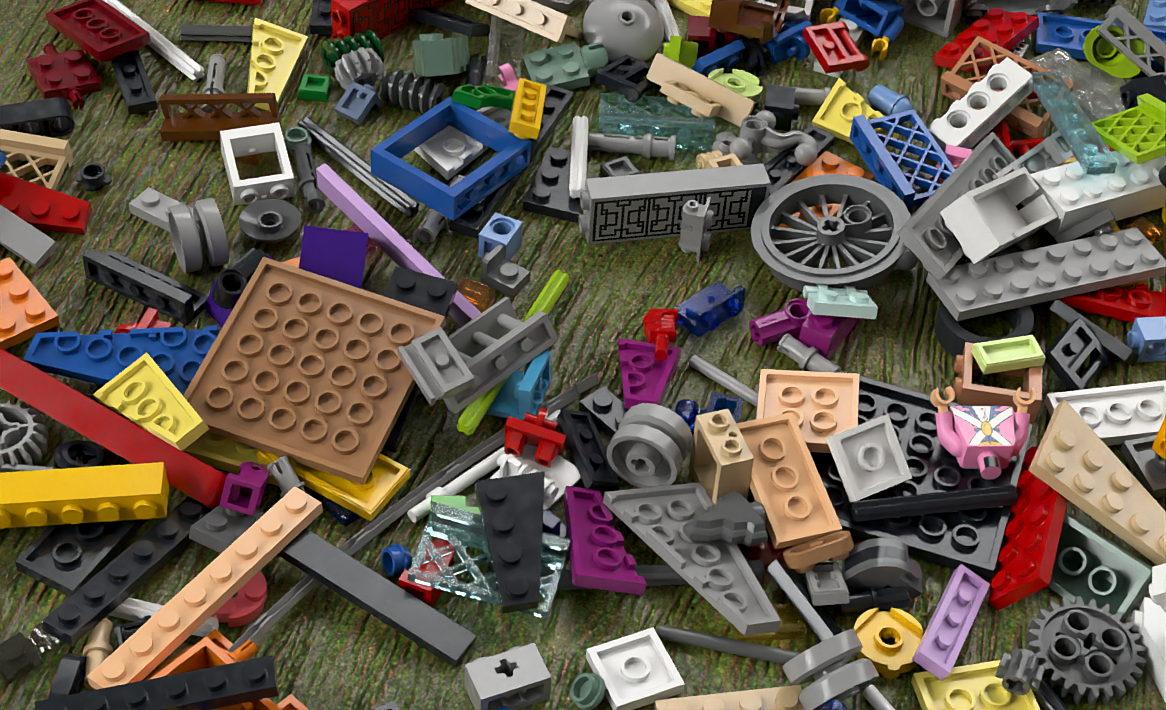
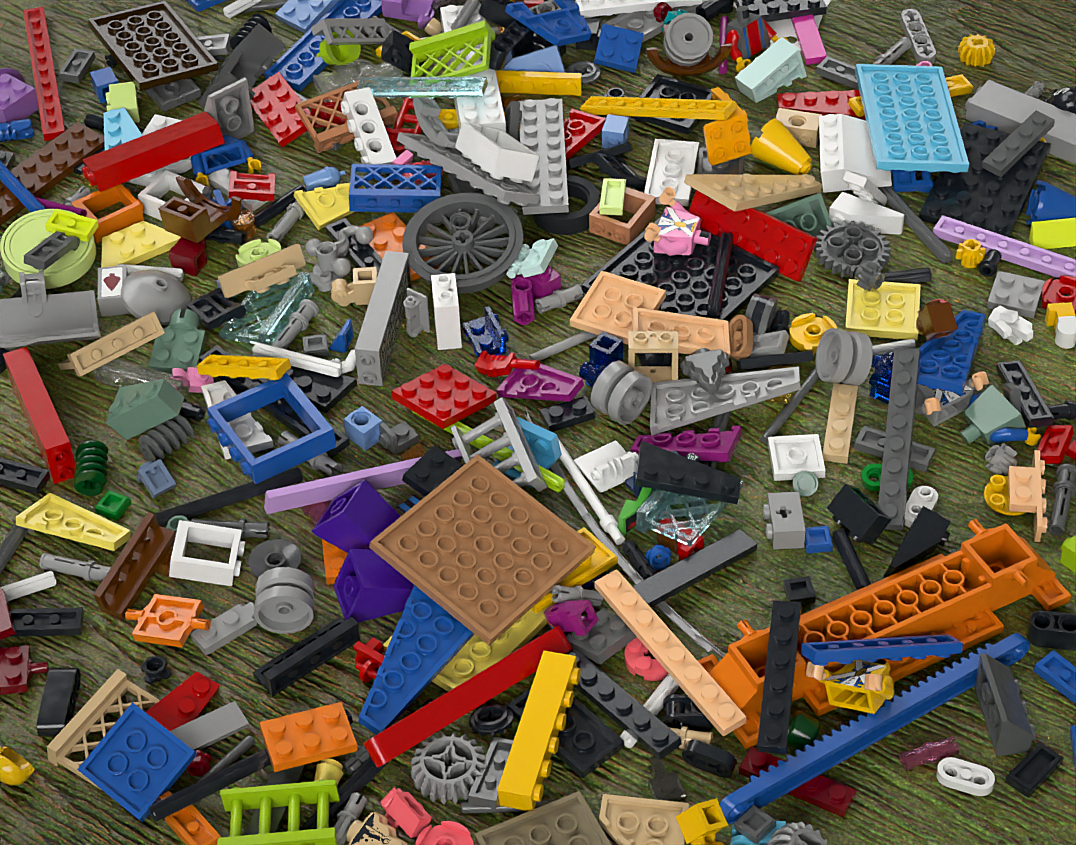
camera: 65 degrees left, 0 degrees up
(152, 402) = (475, 648): light yellow wing -> none
(158, 165) = (168, 620): none -> orange plate
(237, 278) = (379, 569): black piece -> none
(360, 67) = (122, 464): light grey gear -> none
(403, 532) = (638, 559): none -> black axle
(436, 366) = (526, 469): light grey plate -> none
(449, 21) = (88, 396): black tile -> none
(484, 96) = (211, 390): green tile -> none
(536, 432) = (580, 451): red hips -> none
(580, 291) = (444, 396): none -> red plate
(588, 451) = (597, 433): black tile -> none
(681, 51) = (204, 273): lime bracket -> none
(725, 57) = (223, 254): blue plate -> none
(725, 266) = (446, 311): none -> white window
(780, 64) = (245, 223): none -> clear orange wheel
(781, 103) = (294, 233): black brick -> none
(819, 81) = (276, 207): none -> black axle
(869, 458) = (679, 287): white plate -> none
(951, 622) = (814, 297): lavender plate -> none

